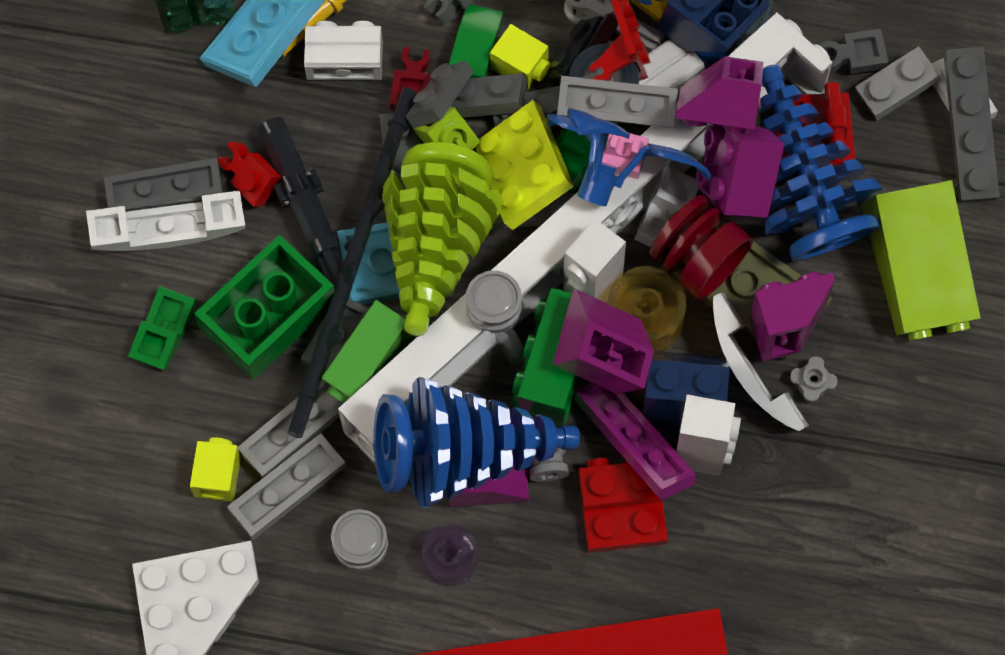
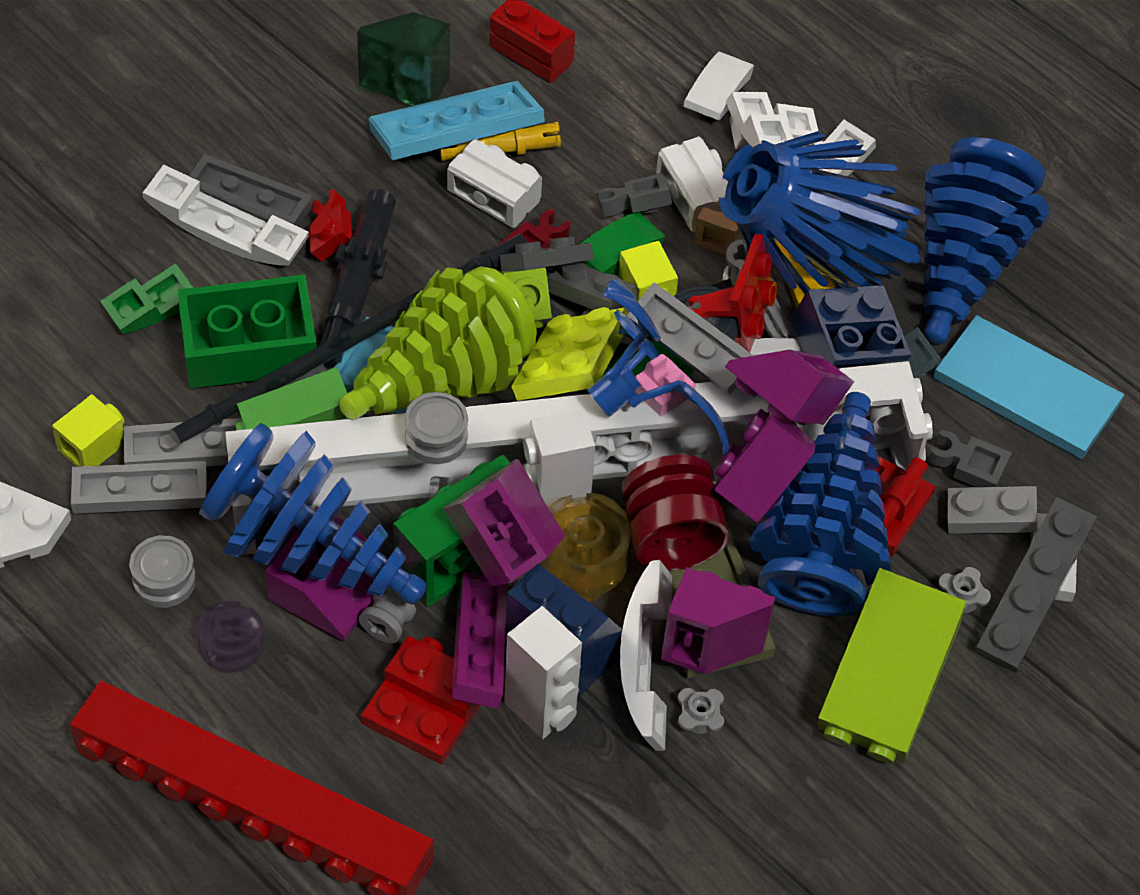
camera: 30 degrees right, 15 degrees down
(918, 170) = (968, 578): none -> light grey plate

